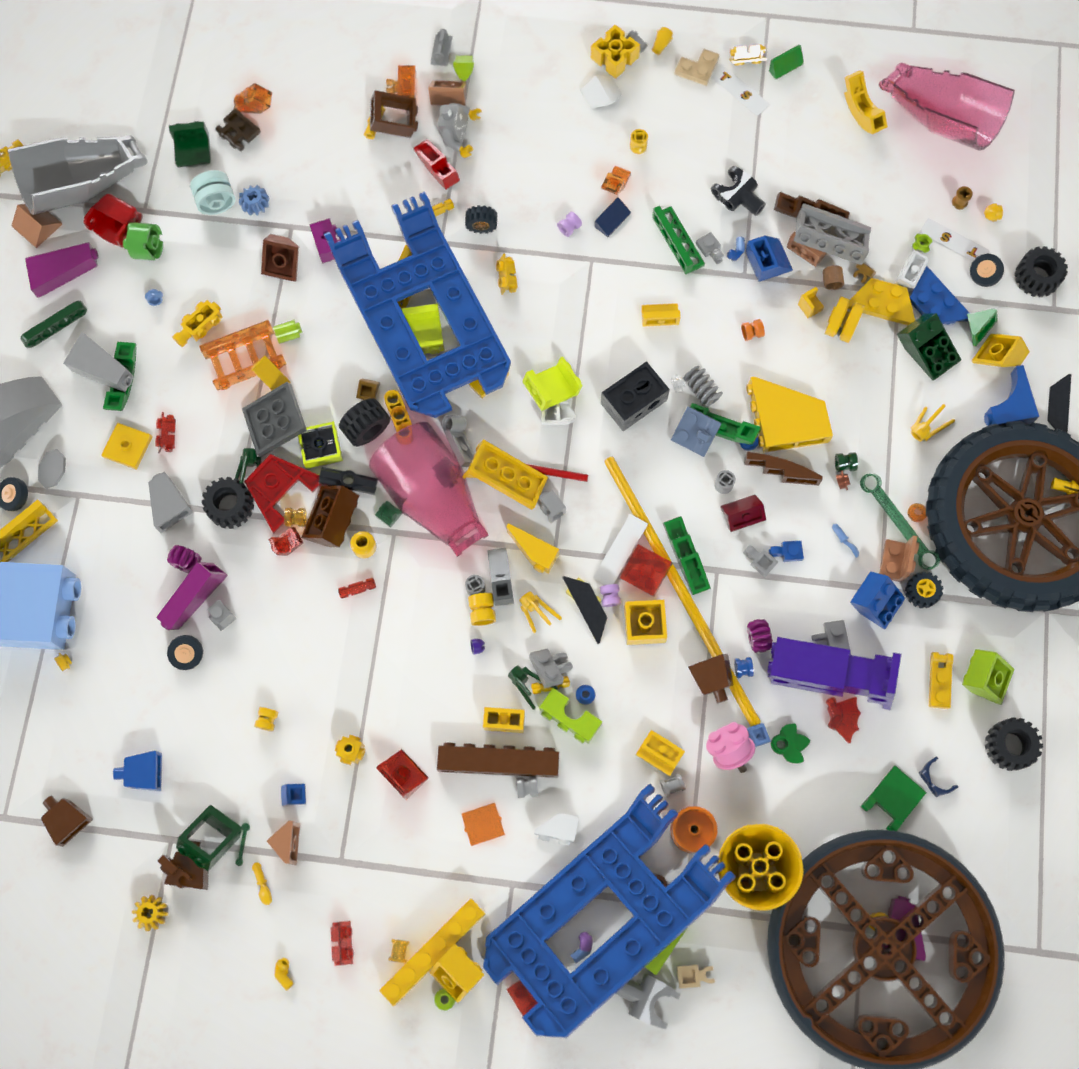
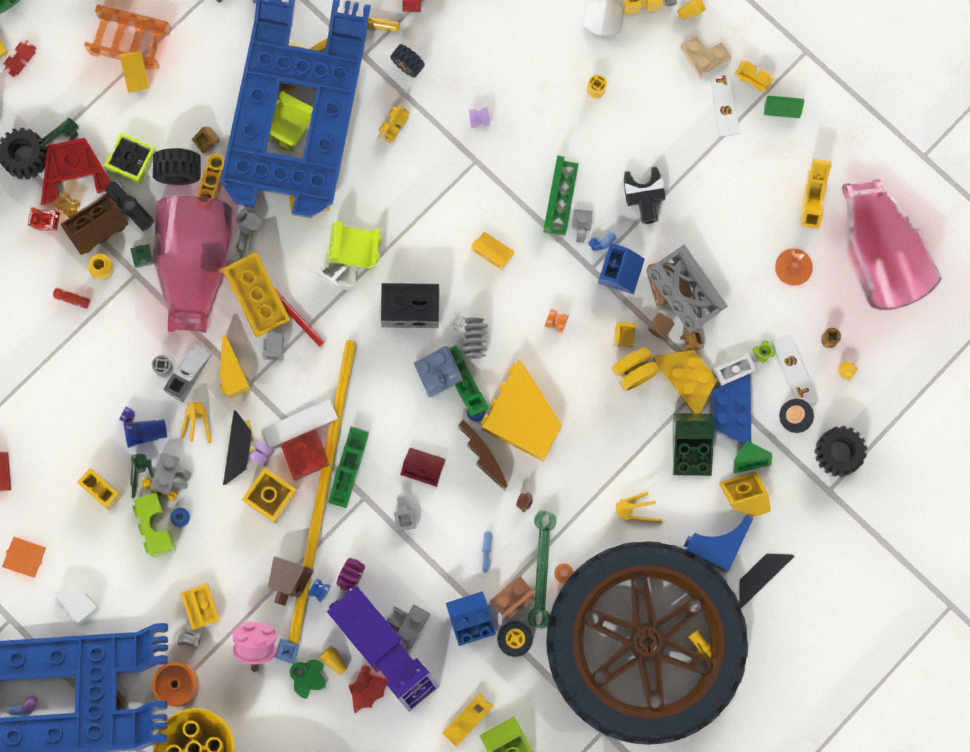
camera: 30 degrees right, 5 degrees up
(274, 419) = (109, 110): dark grey plate -> none
(287, 331) = (178, 42): lime brick -> none
(481, 606) = (152, 388): yellow wheel -> none
(498, 761) = (71, 518): reddish brown brick -> none
(502, 648) = (144, 431): none -> clear blue plant
(527, 787) = (77, 554): light grey wheel -> none
(612, 217) = (520, 137): dark blue slope -> none
(616, 180) = (548, 109): clear orange slope -> none
(725, 486) = (427, 434): light grey wheel -> none
(789, 550) = (434, 527): blue plate -> none
(791, 206) = (679, 236): reddish brown slope -> none
(798, 713) = (333, 660): none -> yellow cone
(846, 462) = (535, 487): dark green wheel -> none
(888, 175) = (791, 275): none -> clear orange dish

